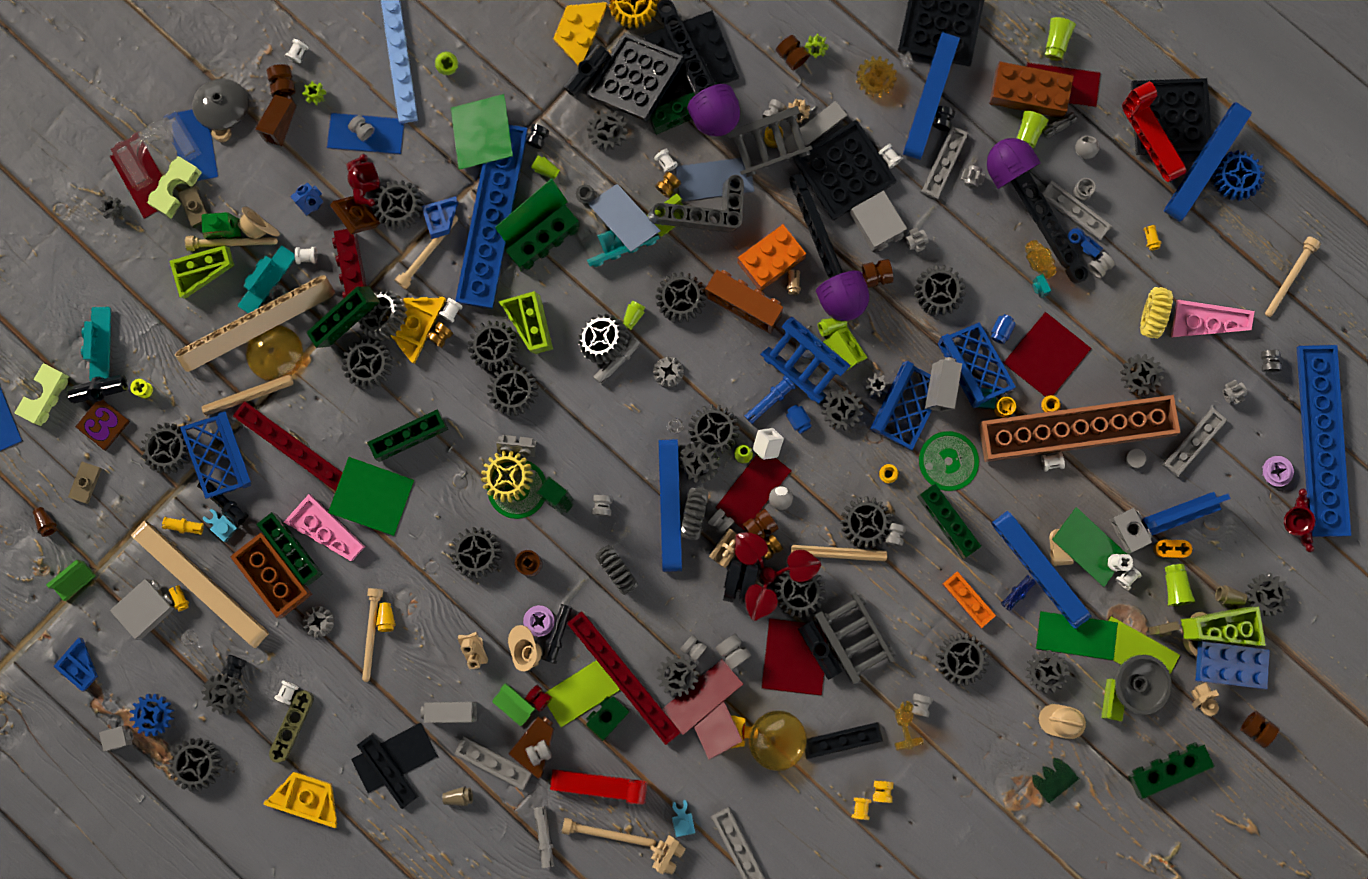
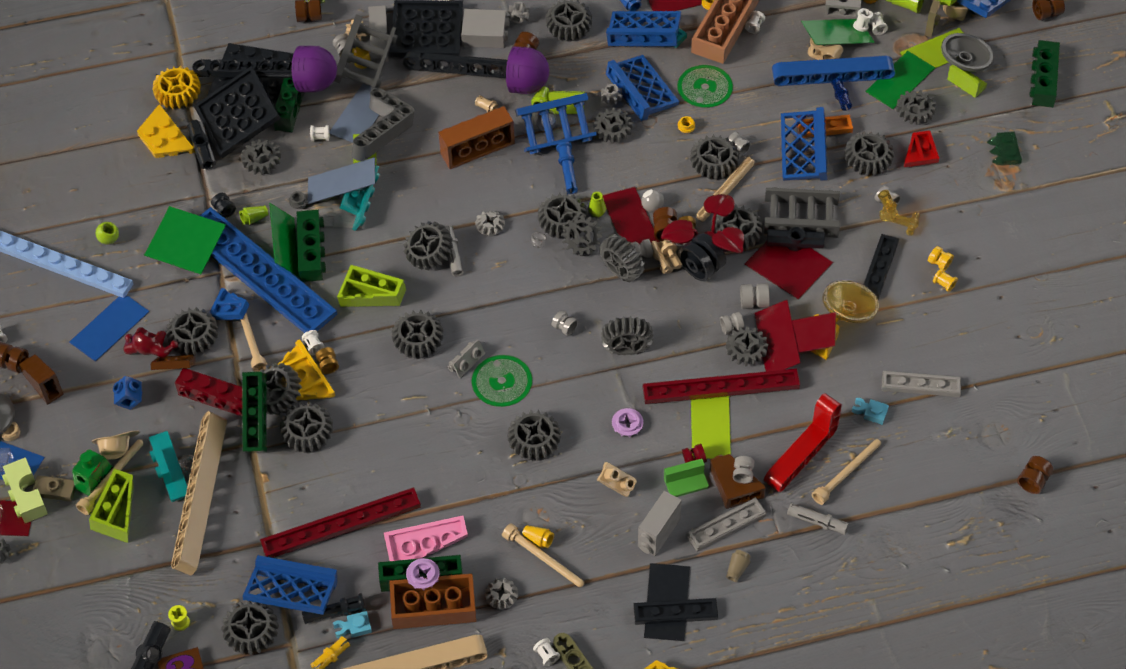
camera: 60 degrees left, 25 degrees down
(97, 342) = (107, 631): teal bracket -> none
(247, 395) = (254, 540): tan axle -> none
(276, 547) = (423, 565): none -> lavender gear
(285, 358) = (237, 506): clear yellow dish -> none
(306, 255) = (174, 422): white bush -> none
(315, 98) = (43, 340): lime gear -> none
(361, 128) = (103, 322): light grey wheel -> none
(371, 496) = (423, 487): green piece -> none
(407, 435) = (394, 427): dark green brick -> none
(490, 329) = (365, 321): dark grey gear -> none
(513, 470) = (498, 373): light yellow gear -> none
(523, 648) = (643, 440): tan piece -> none
(528, 563) = (573, 399): reddish brown wheel -> none
(554, 643) = (655, 420): black pin -> none
(556, 496) = (534, 334): dark green brick -> none
(618, 713) = (747, 404): dark green brick -> none
(633, 314) = (422, 214): lime cone -> none
(663, 854) = (893, 435): tan hips -> none
(668, 184) = (340, 141): pearl gold wheel -> none
(670, 505) = (601, 277): blue beam -> none
(682, 302) = (445, 185): dark grey gear -> none
(768, 443) = (603, 184): white panel -> none
(771, 257) = (455, 101): orange brick -> none
(799, 418) = (598, 156): blue brick -> none
(938, 611) = (819, 142): none -> blue fence
(943, 385) = (645, 47): light grey brick -> none
(949, 521) = (753, 104): dark green brick -> none
(999, 704) = (921, 150): none -> red wing
(1008, 406) = (690, 26): yellow wheel -> none
(1062, 721) = (962, 120): tan piece -> none
(1205, 697) = (1002, 23): tan hips -> none

